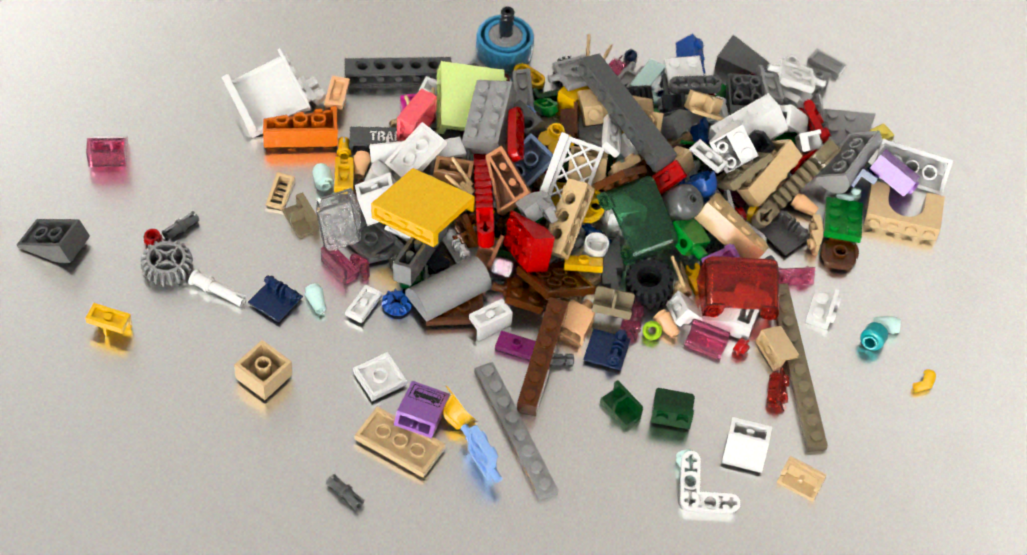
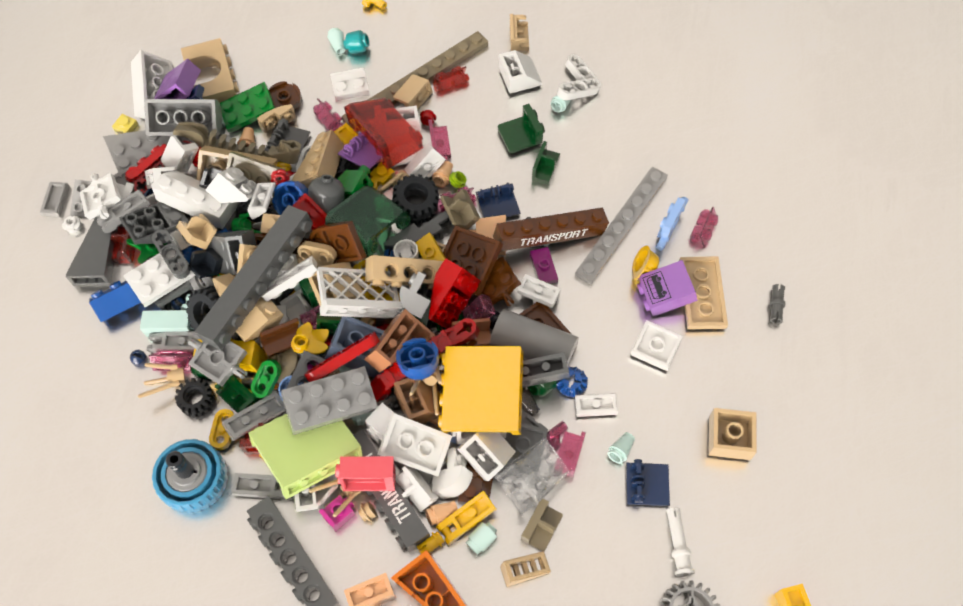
camera: 115 degrees left, 10 degrees up
(458, 485) = (707, 221): none -> clear pink hinge
(475, 170) = (418, 358): none -> blue cylinder
(723, 179) = (279, 173): none -> red plate

